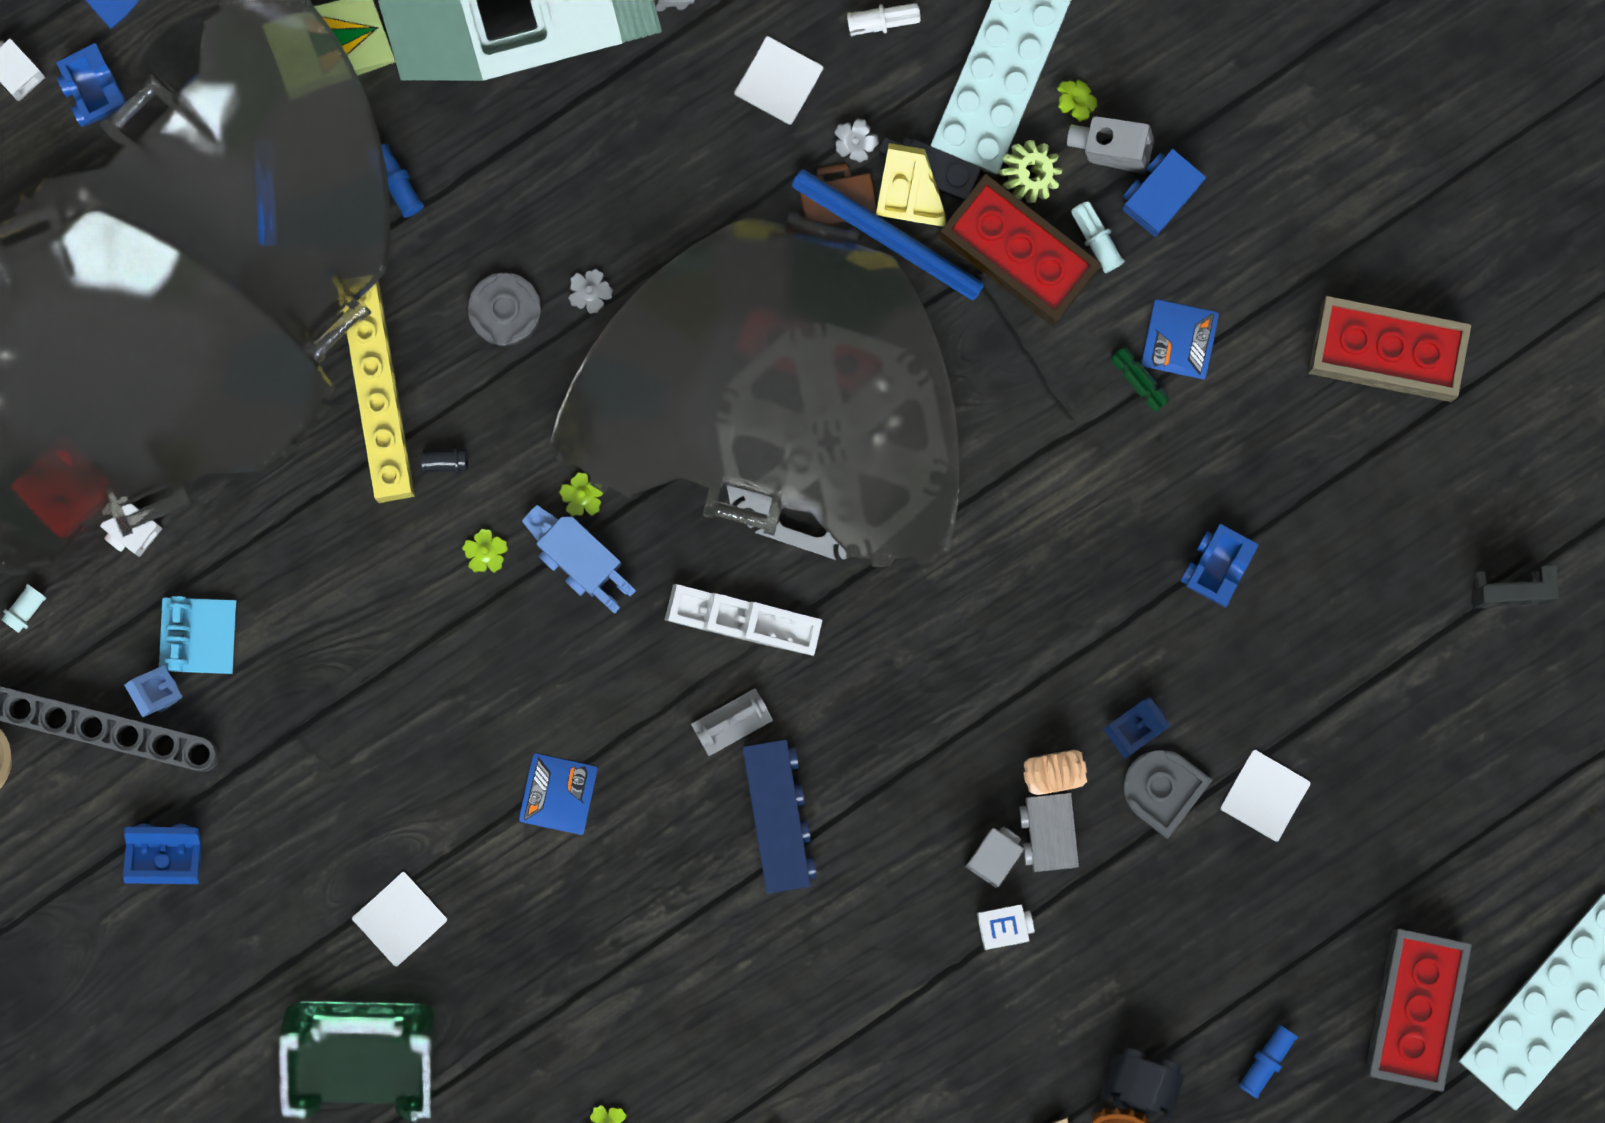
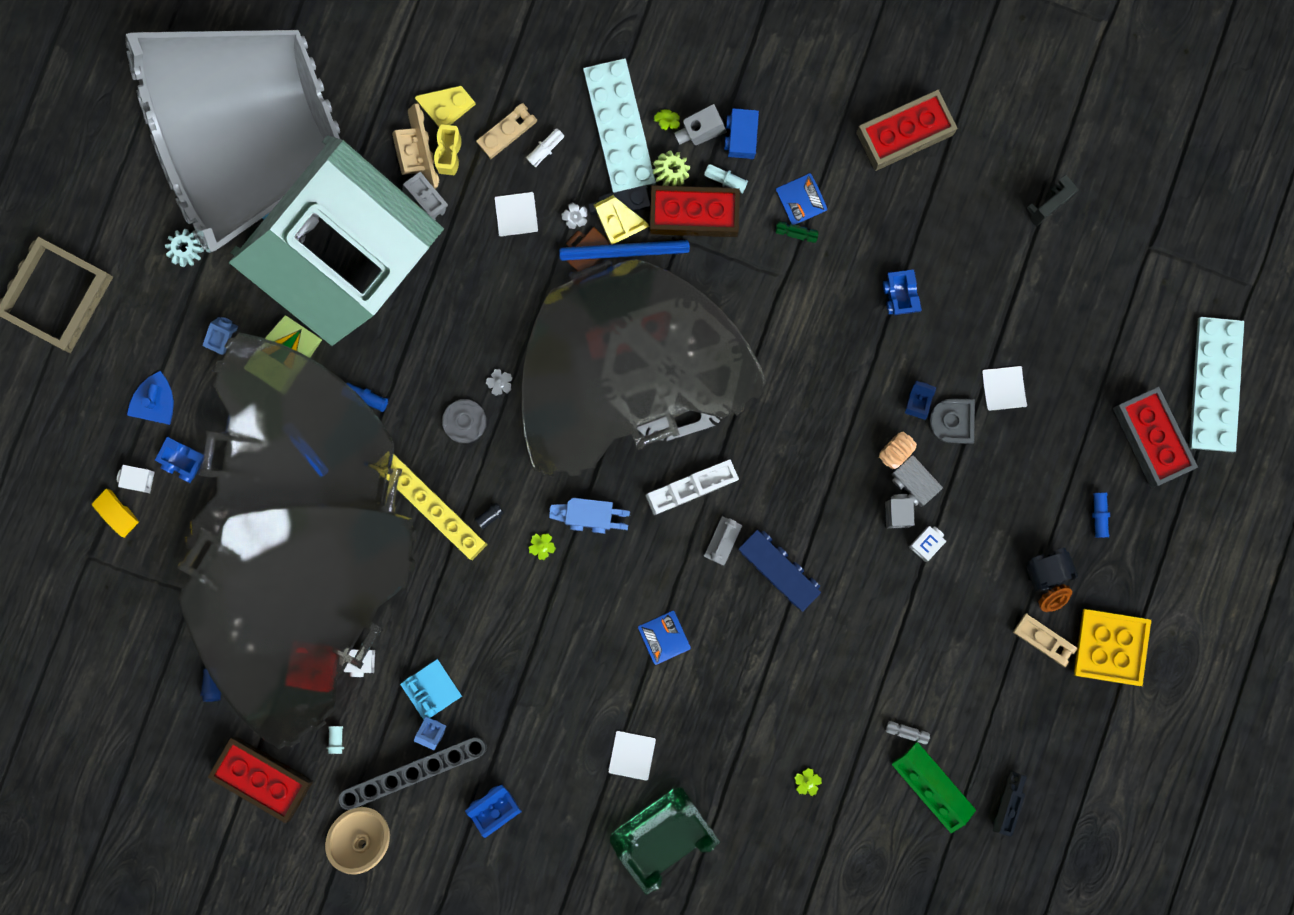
camera: 35 degrees left, 0 degrees up
(581, 496) = (568, 484): lime plant -> none

